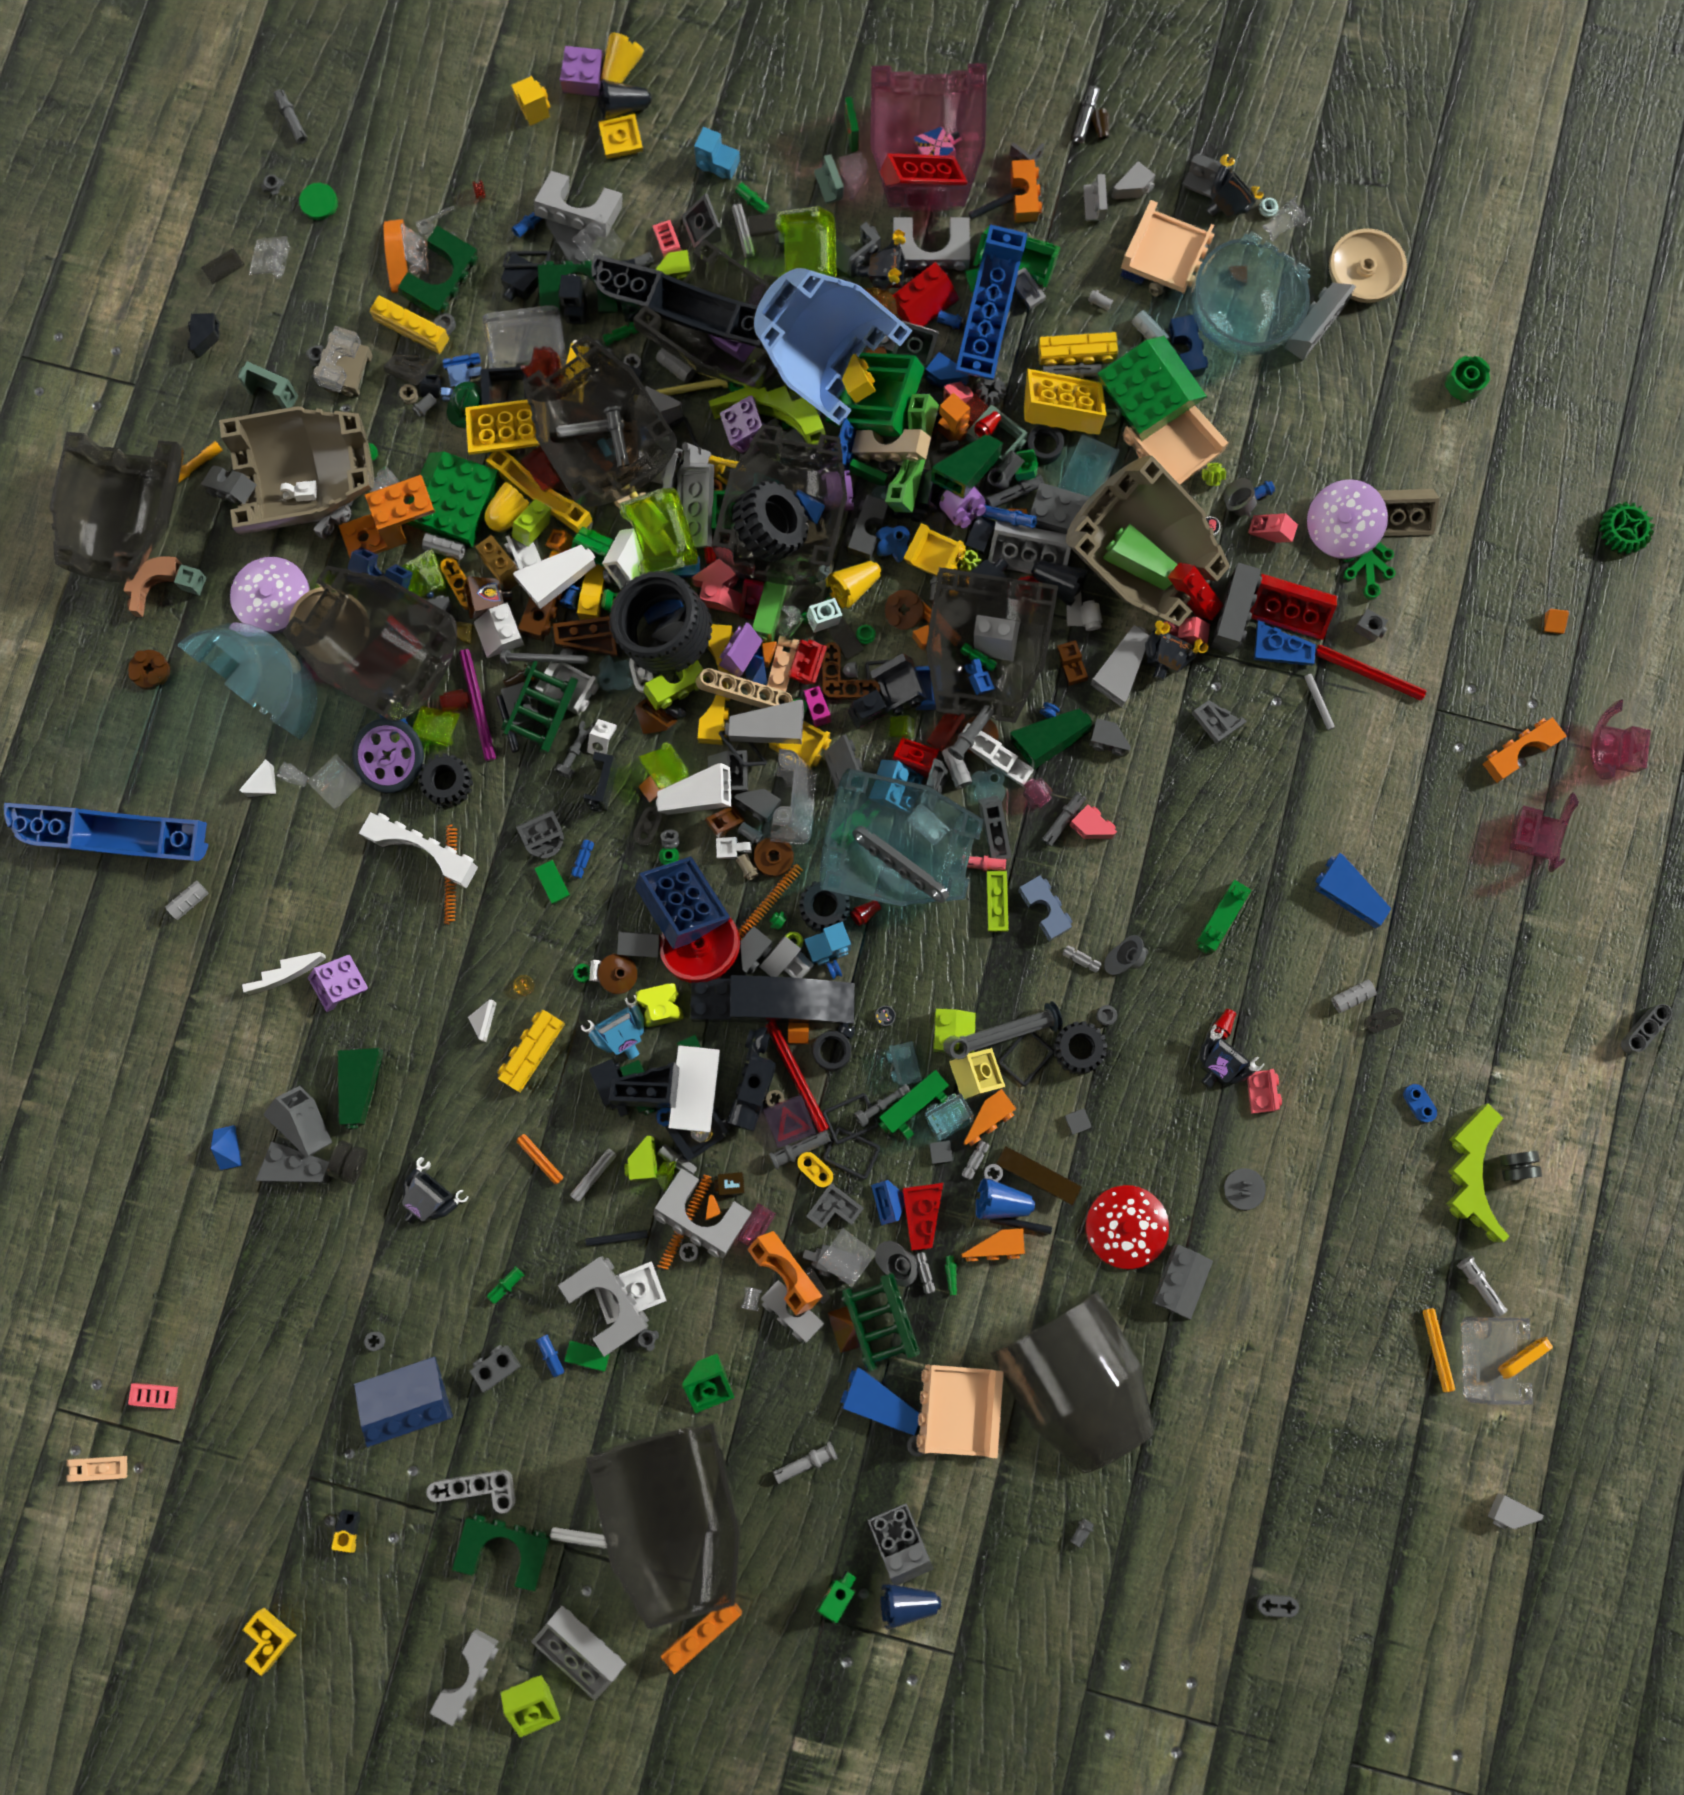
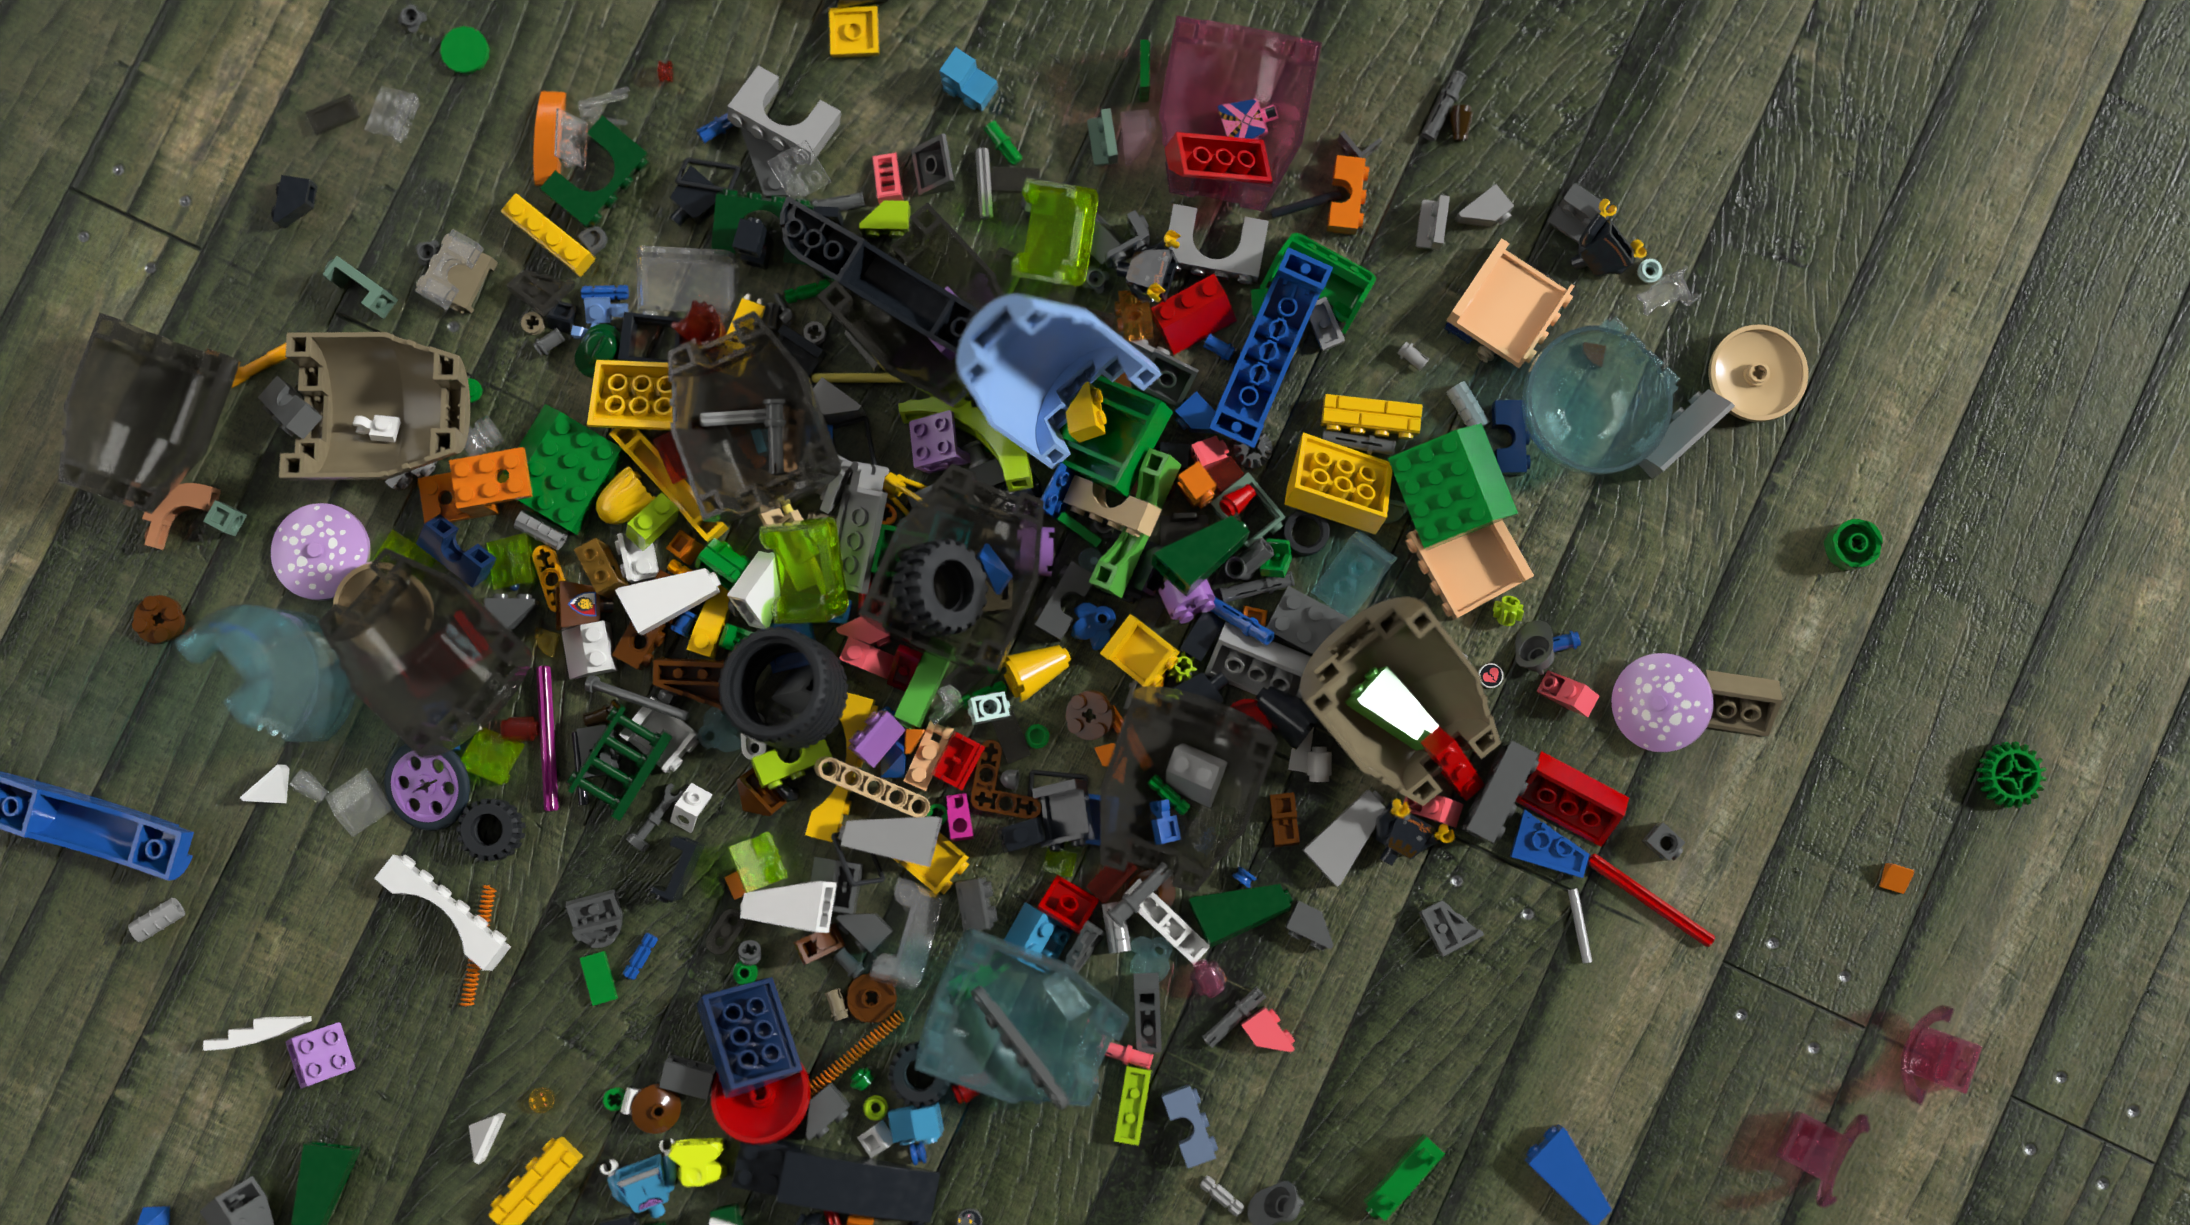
camera: 15 degrees right, 5 degrees up
(728, 847) = (820, 976): white plate -> none
(780, 957) = (855, 1128): light grey slope -> none
(1371, 560) = (1680, 756): green plant -> none
(1506, 761) = (1792, 1047): orange arch -> none

